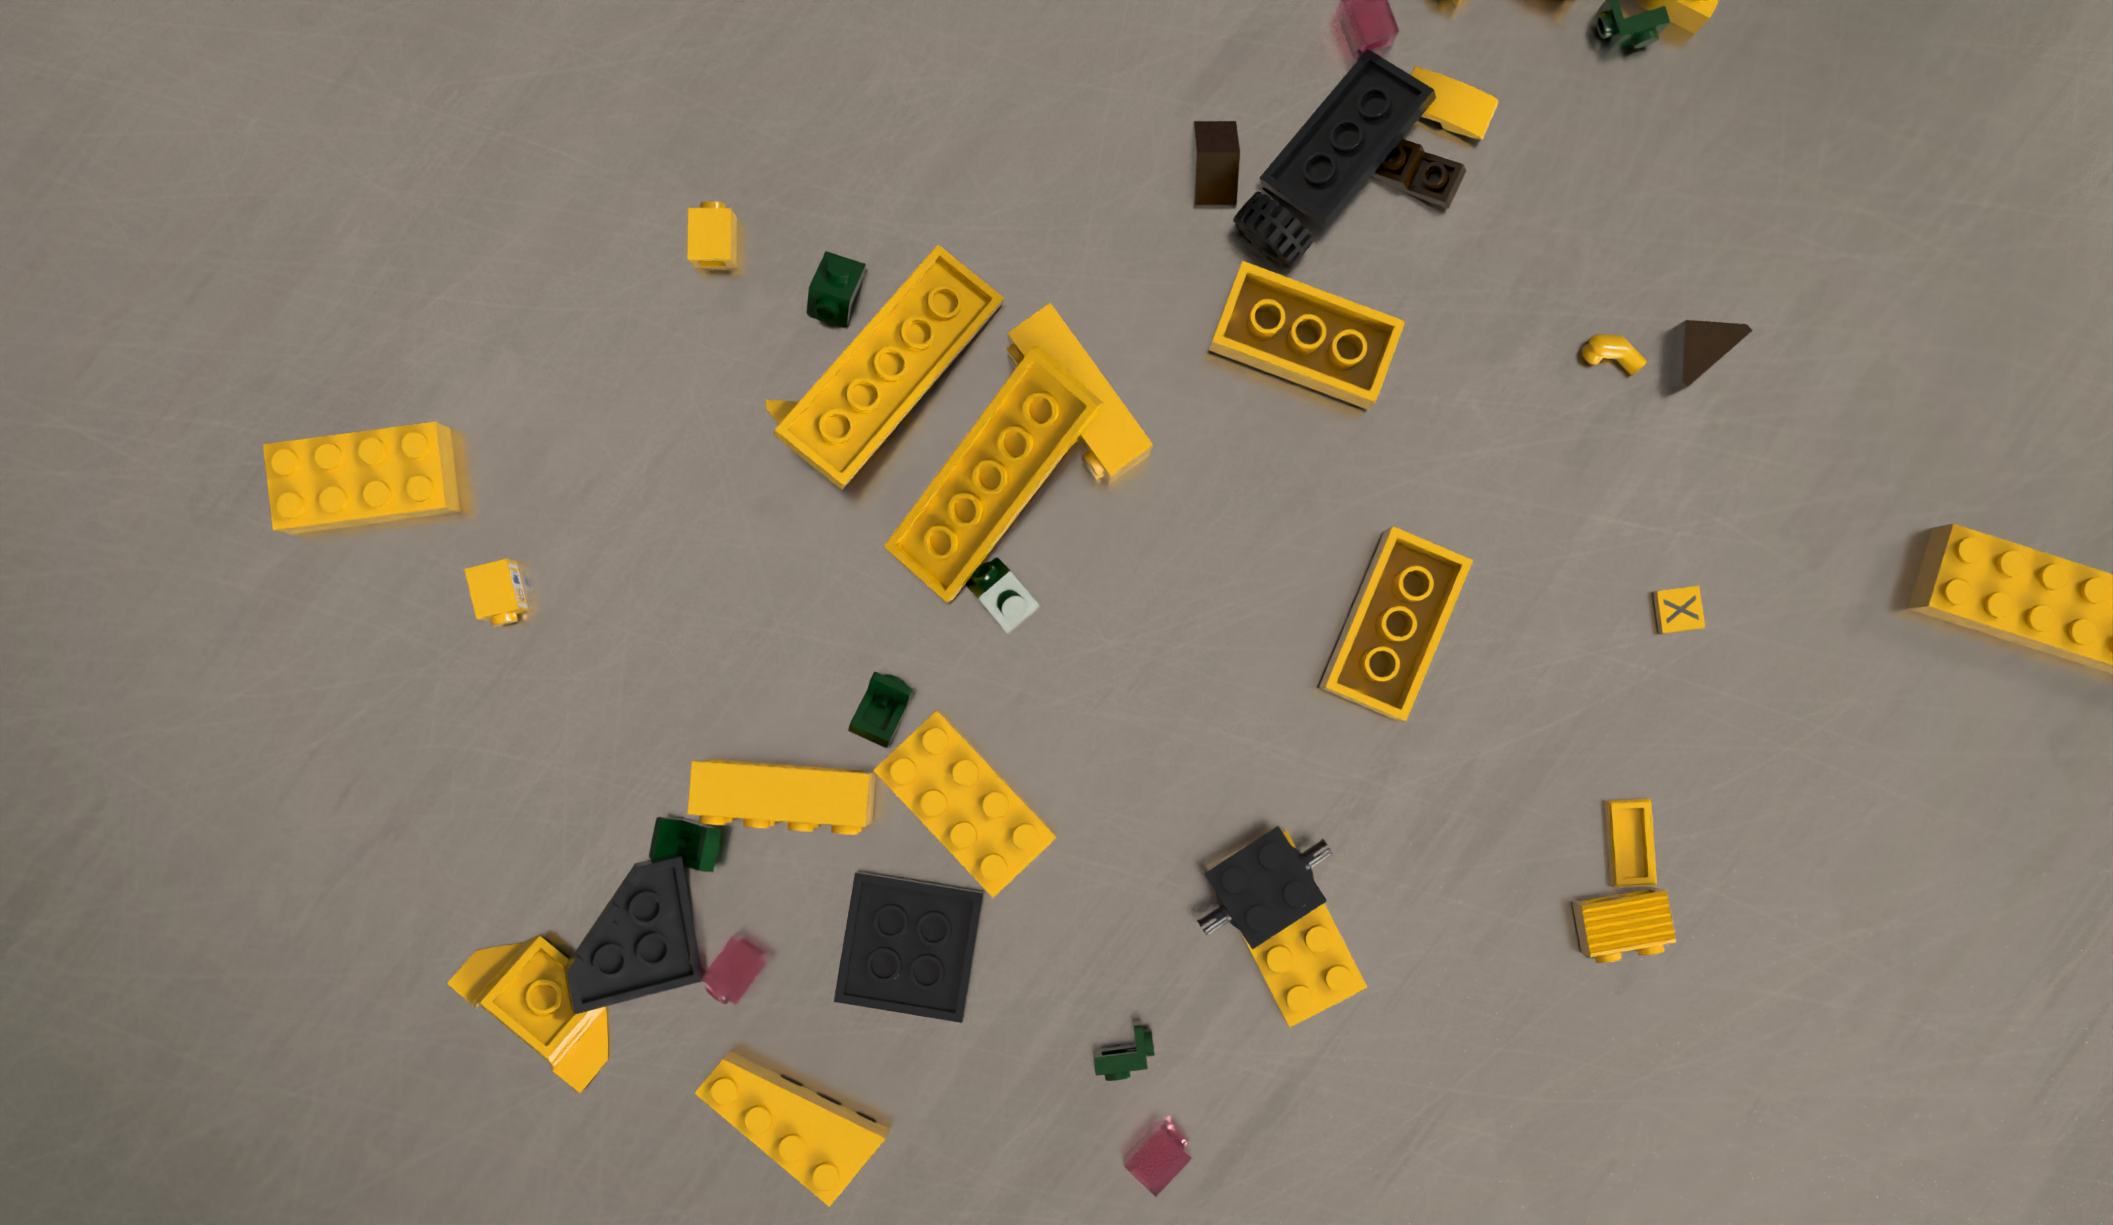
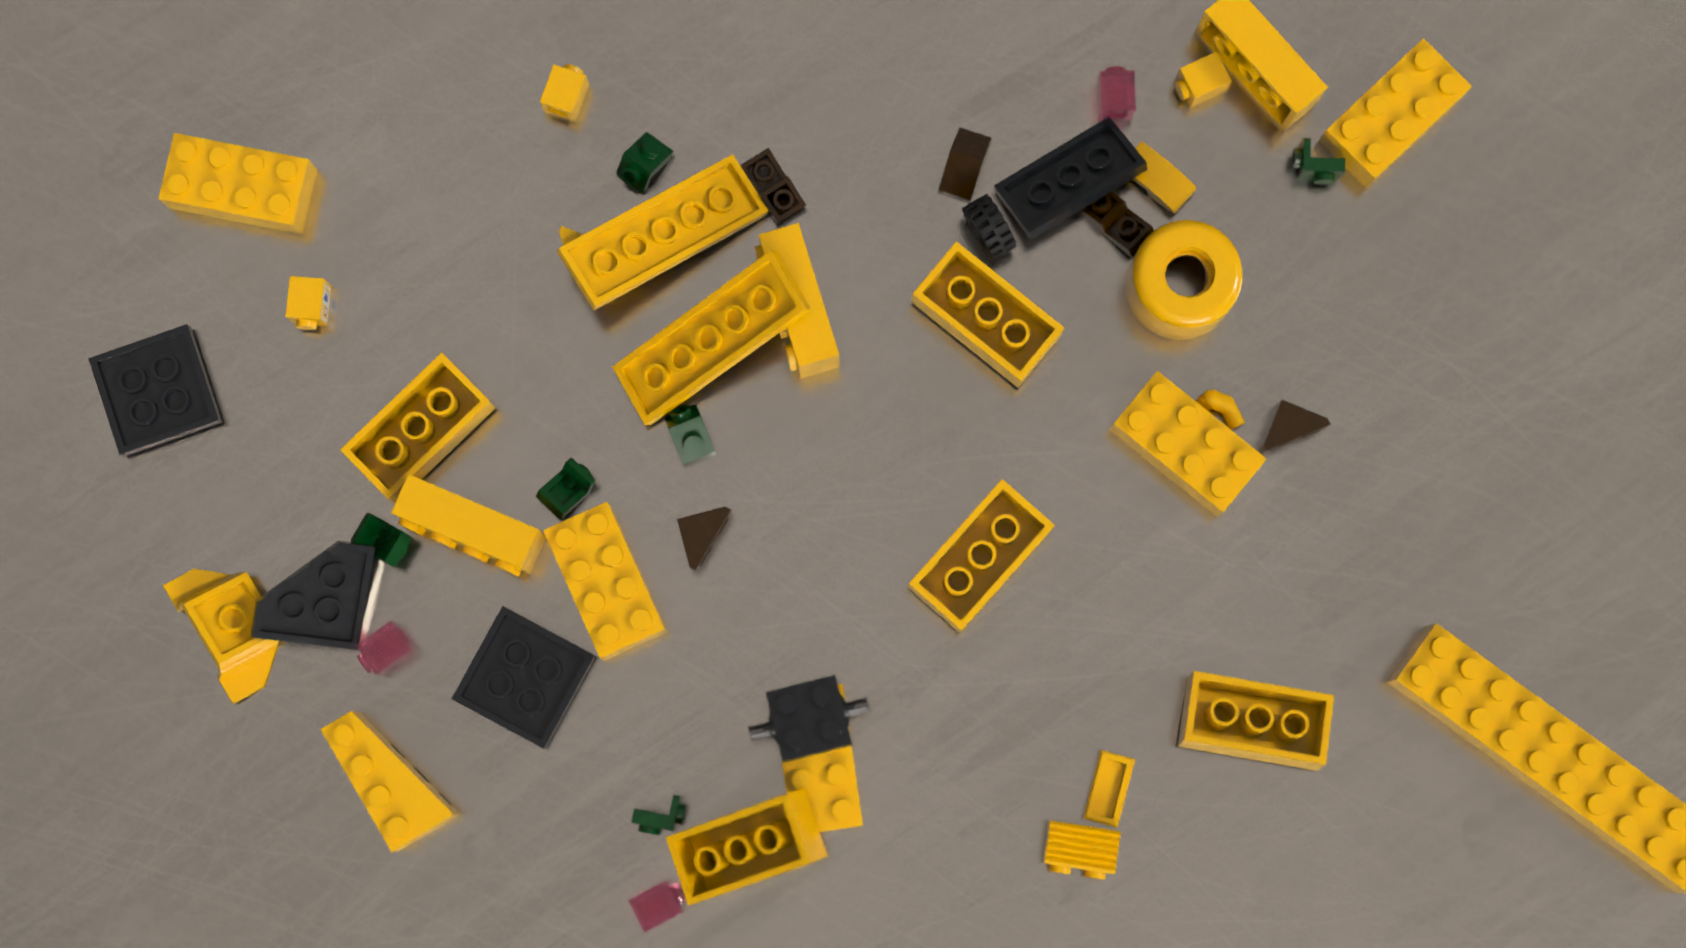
camera: 20 degrees right, 5 degrees down
(353, 757) = (155, 390): none -> black plate
(681, 698) = (418, 427): none -> yellow brick
(998, 265) = (773, 185): none -> dark brown slope
(1057, 709) = (701, 533): none -> dark brown slope
(1242, 1059) = (746, 846): none -> yellow brick
(1496, 251) = (1163, 309): none -> yellow piece
(1591, 409) = (1187, 444): none -> yellow brick
(1678, 609) = (1206, 621): yellow tile -> none
(1779, 707) = (1256, 721): none -> yellow brick

